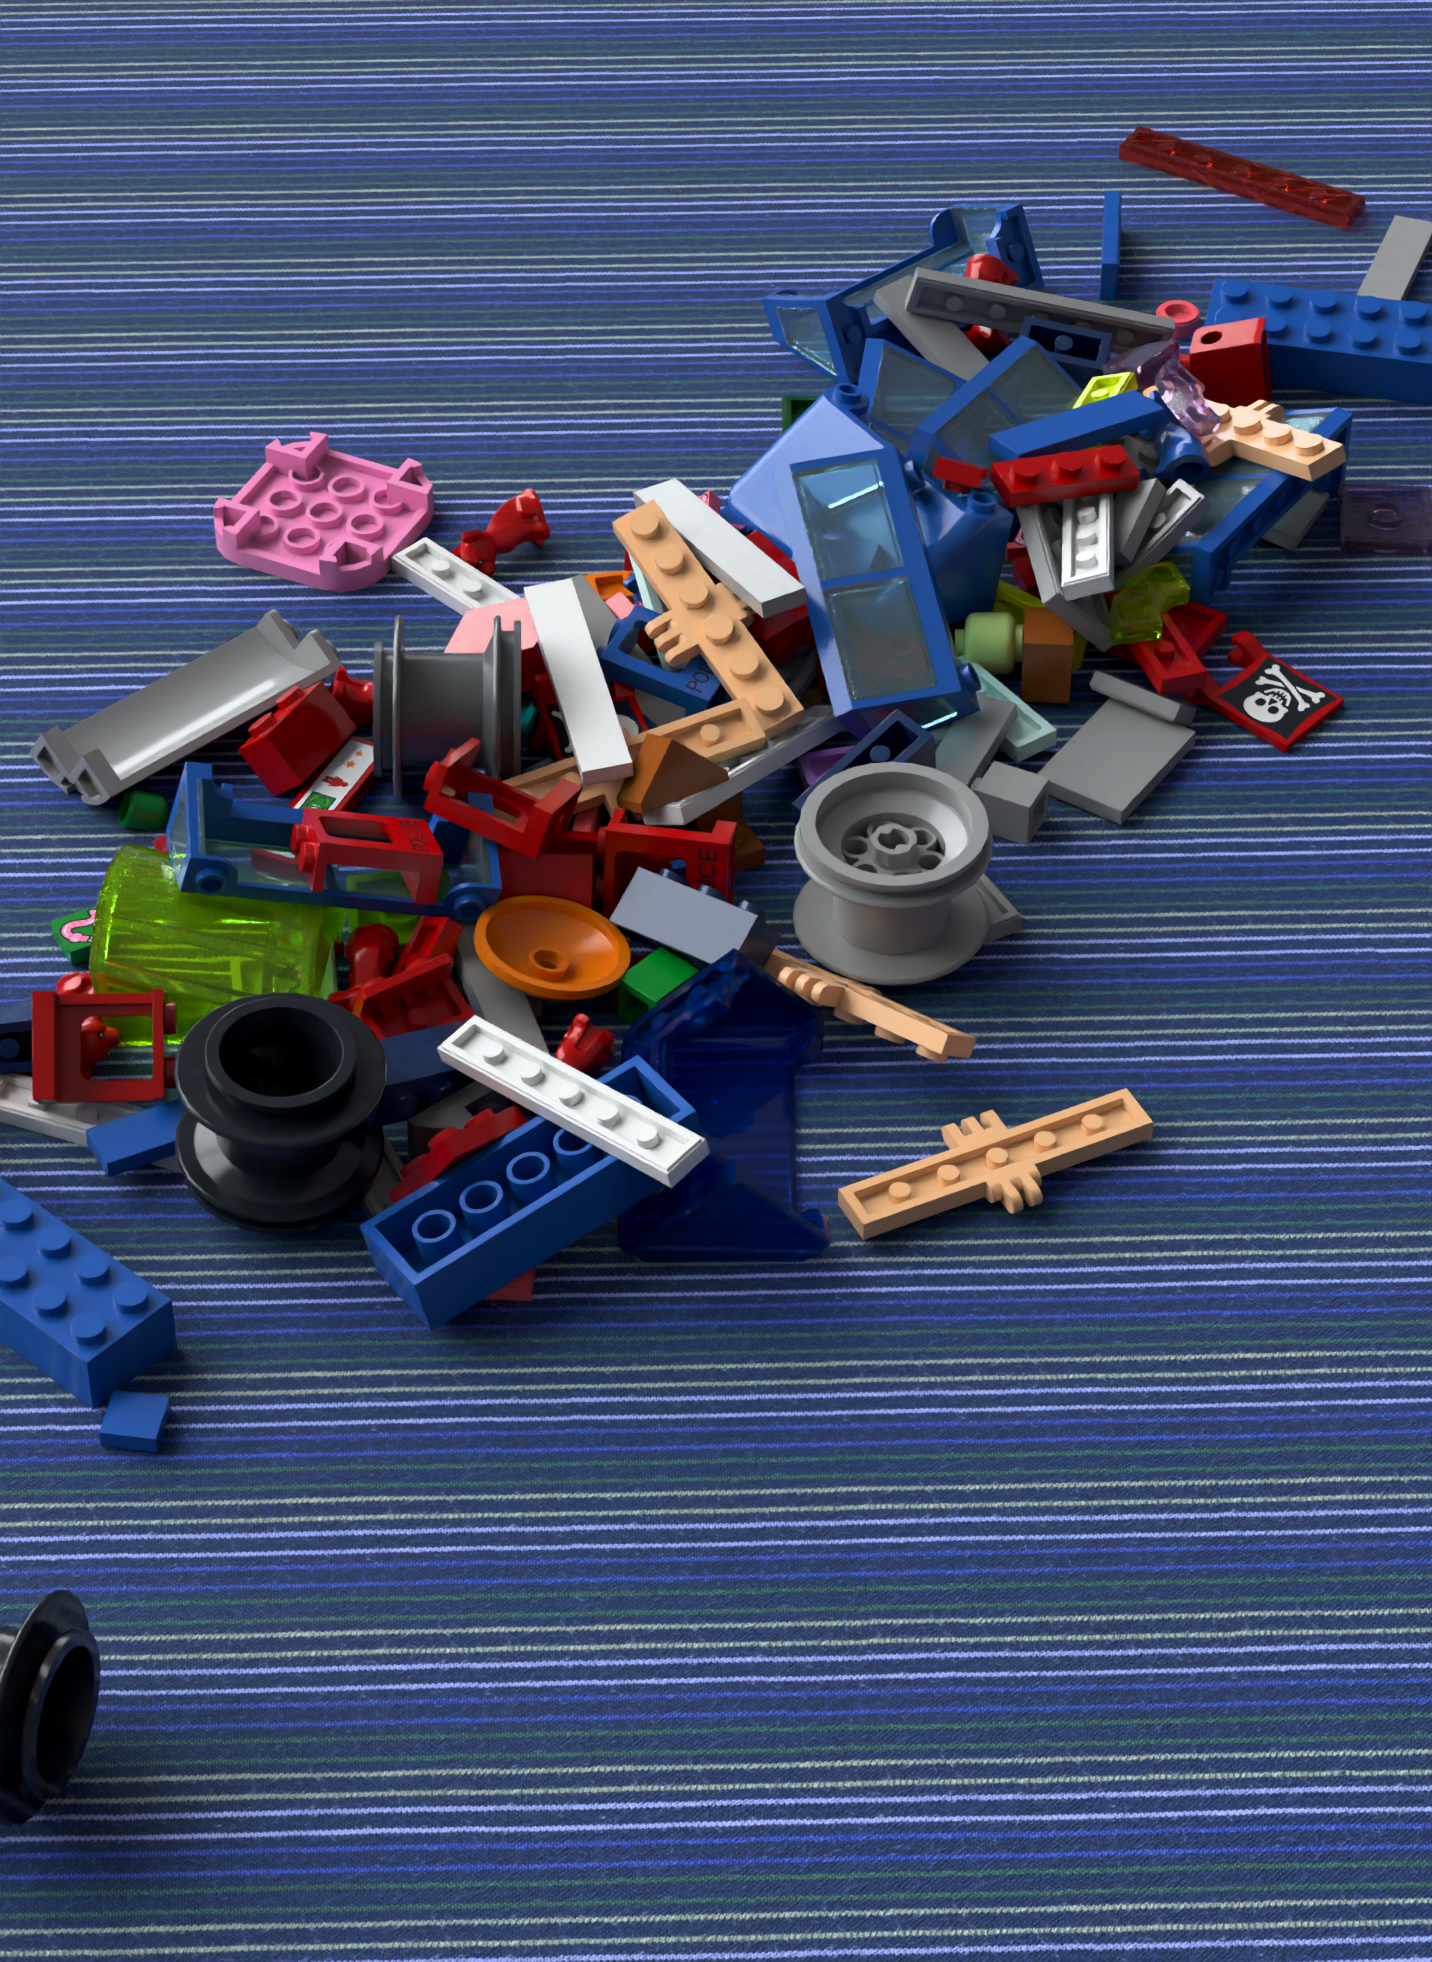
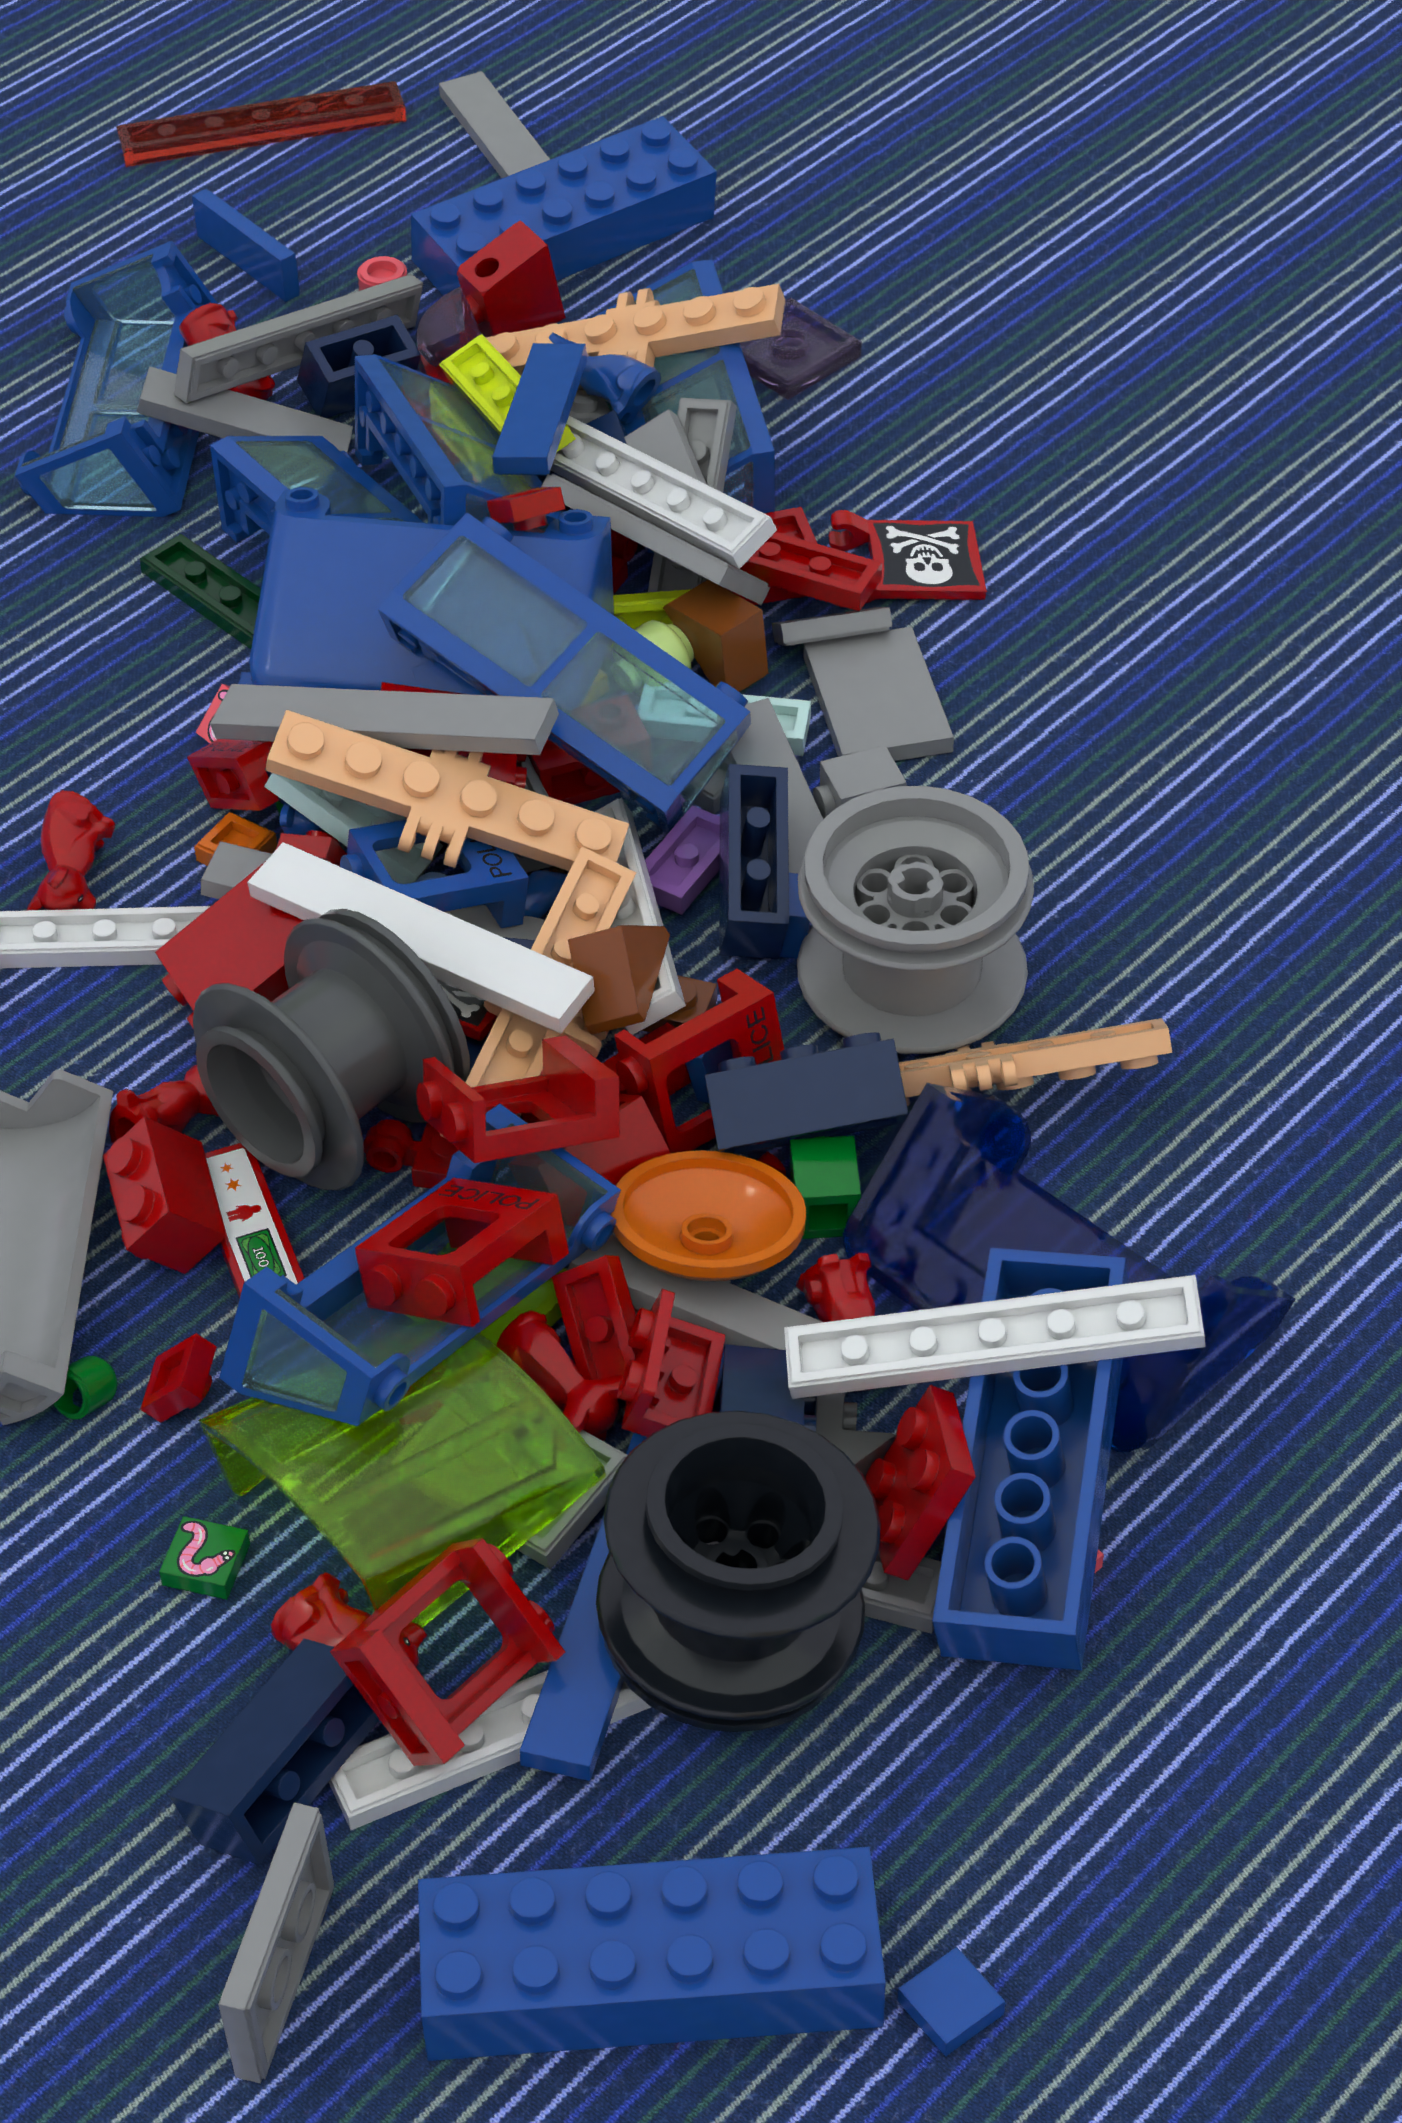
camera: 45 degrees left, 5 degrees up
(994, 1163) = (1293, 1124): light nougat hinge -> none
(1064, 476) = (598, 453): red plate -> none
(1142, 602) = (782, 553): clear neon green tile -> none
(1185, 399) = (574, 325): clear purple tile -> none

